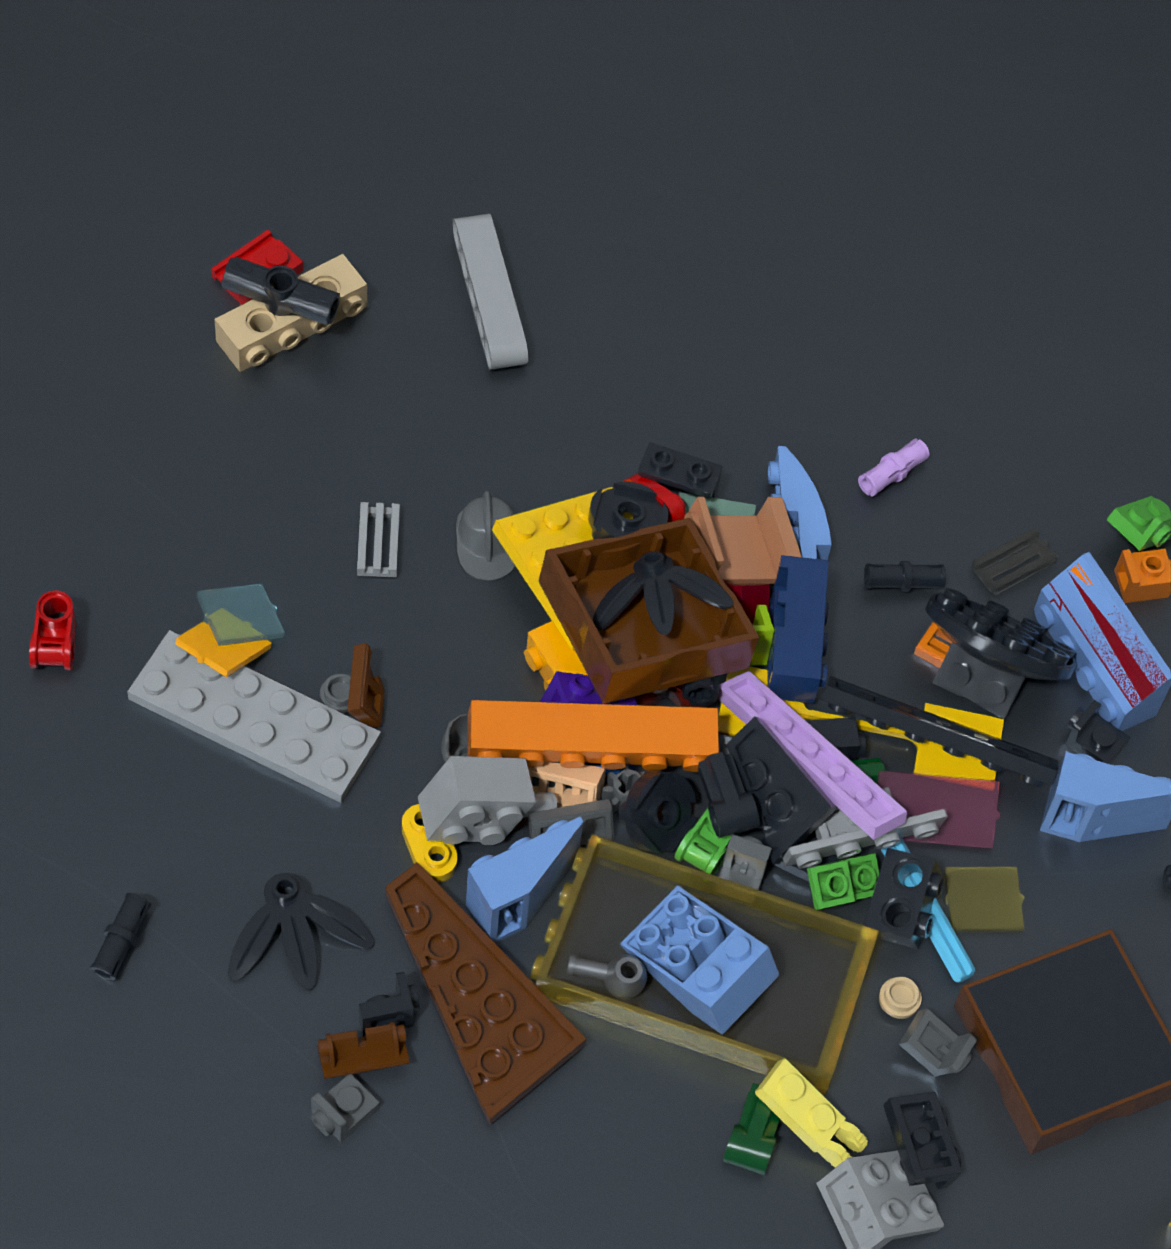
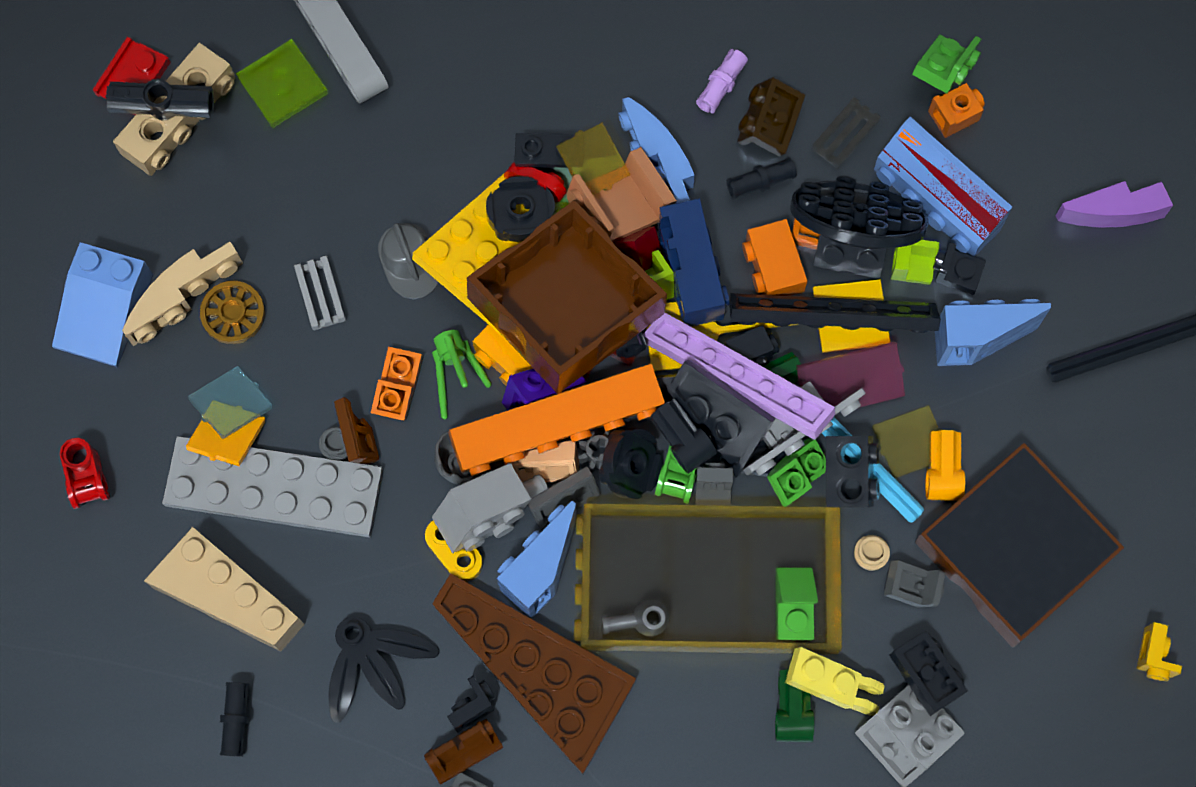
camera: 10 degrees left, 15 degrees up
(139, 473) = (97, 303): none -> medium blue slope
(156, 793) = (215, 585): none -> tan wedge
(213, 488) = (165, 298): none -> tan slope
(276, 529) = (232, 312): none -> pearl gold wheel
(414, 325) = (282, 83): none -> clear neon green tile
(429, 655) = (397, 383): none -> orange slope
(501, 641) = (451, 350): none -> bright green plant
(654, 574) = (561, 263): black plant -> none
(702, 958) = (706, 583): medium blue slope -> none
(727, 492) = (594, 158): none -> clear yellow piece
(794, 1017) = (795, 603): none -> bright green slope
(892, 658) = (774, 260): none -> orange brick
(937, 517) = (771, 116): none -> dark brown bracket
(1011, 939) = (944, 476): none -> light orange piece
(1049, 711) = (915, 262): none -> lime panel

